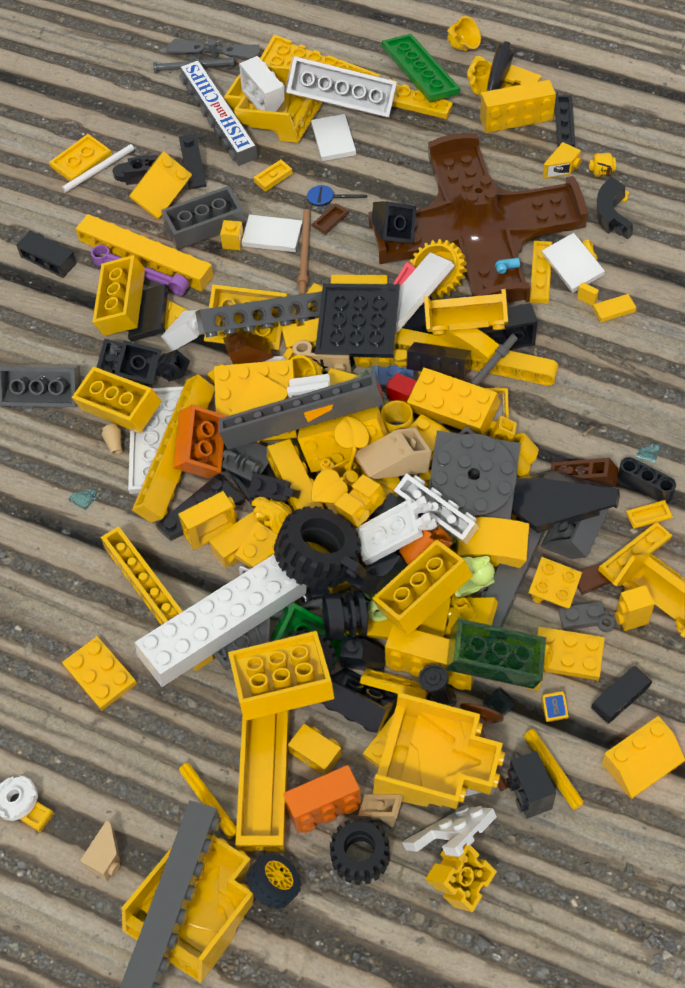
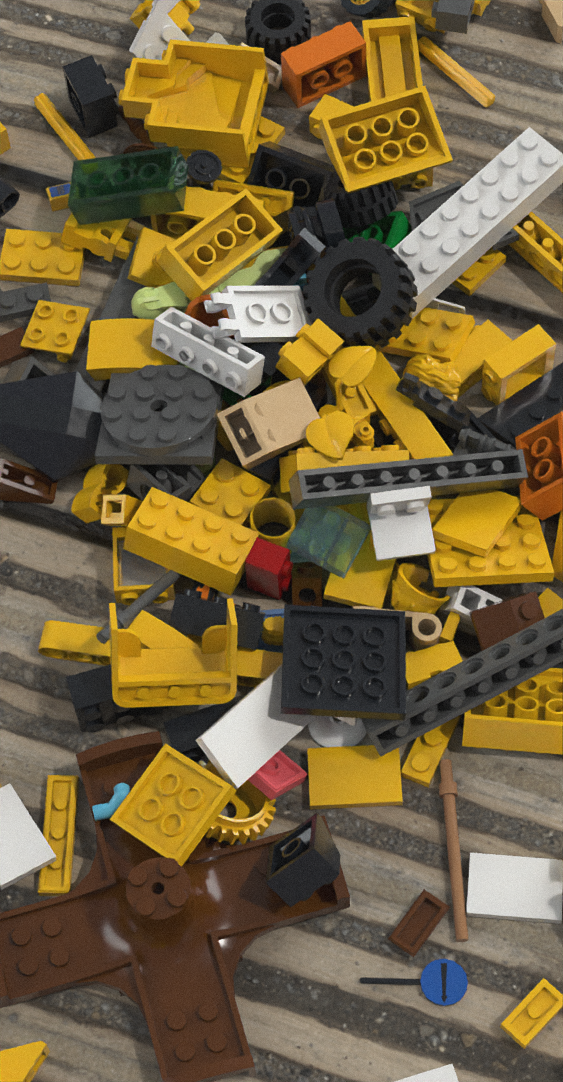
camera: 175 degrees right, 5 degrees up
(469, 246) = (173, 805): none -> yellow plate

